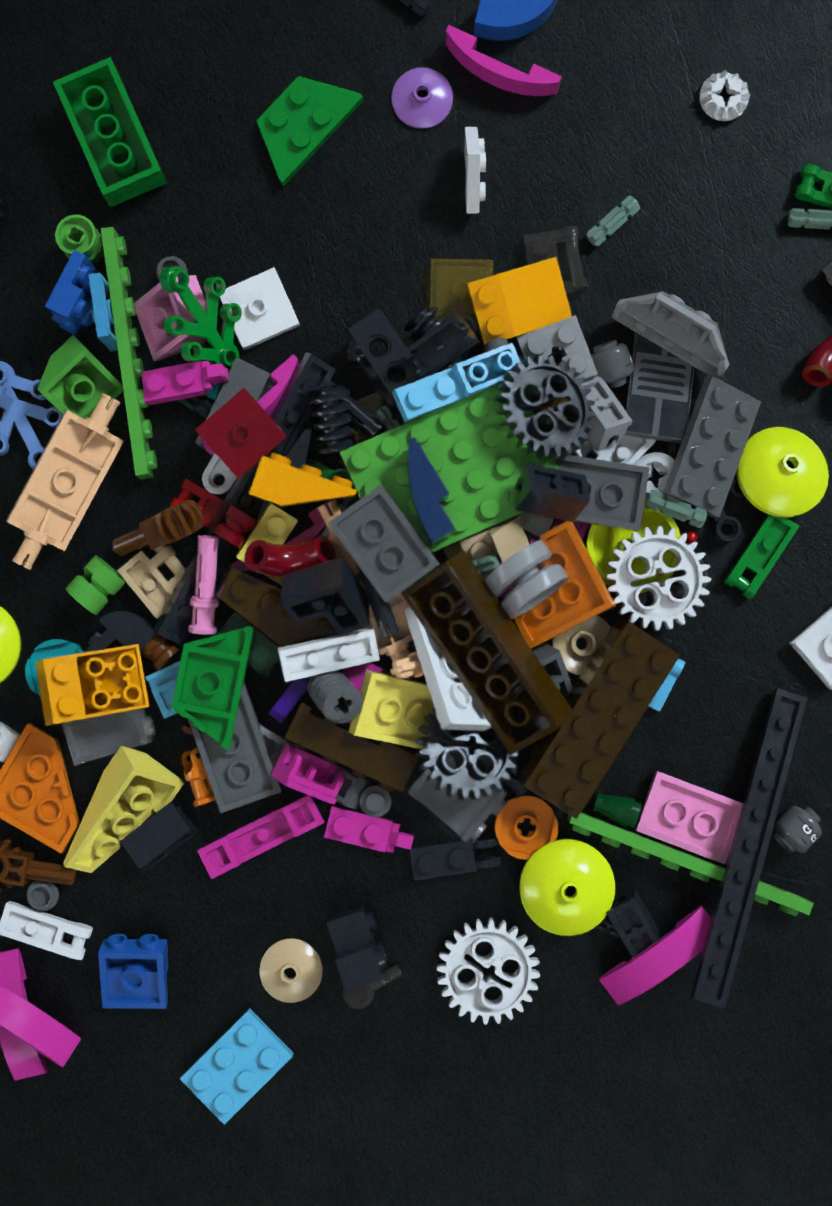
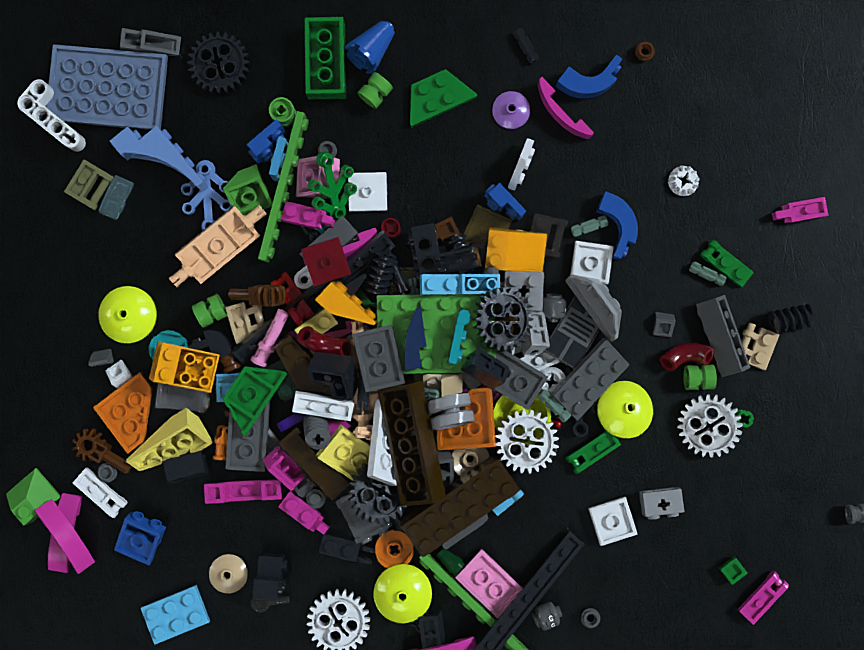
camera: 25 degrees right, 0 degrees up
(169, 89) = (370, 46): none -> blue cone
(207, 146) = (375, 90): none -> bright green wheel
(317, 342) = (391, 225): none -> dark red wheel
(400, 313) = (445, 229): none -> reddish brown plate
(464, 232) = (501, 199): none -> blue plate
(490, 459) = (458, 336): none -> teal hinge
(623, 755) = (465, 532): none -> dark grey hinge
(639, 269) = (592, 261): none -> white plate
(660, 187) = (623, 216): none -> blue arch
(785, 322) = (663, 324): none -> dark grey slope

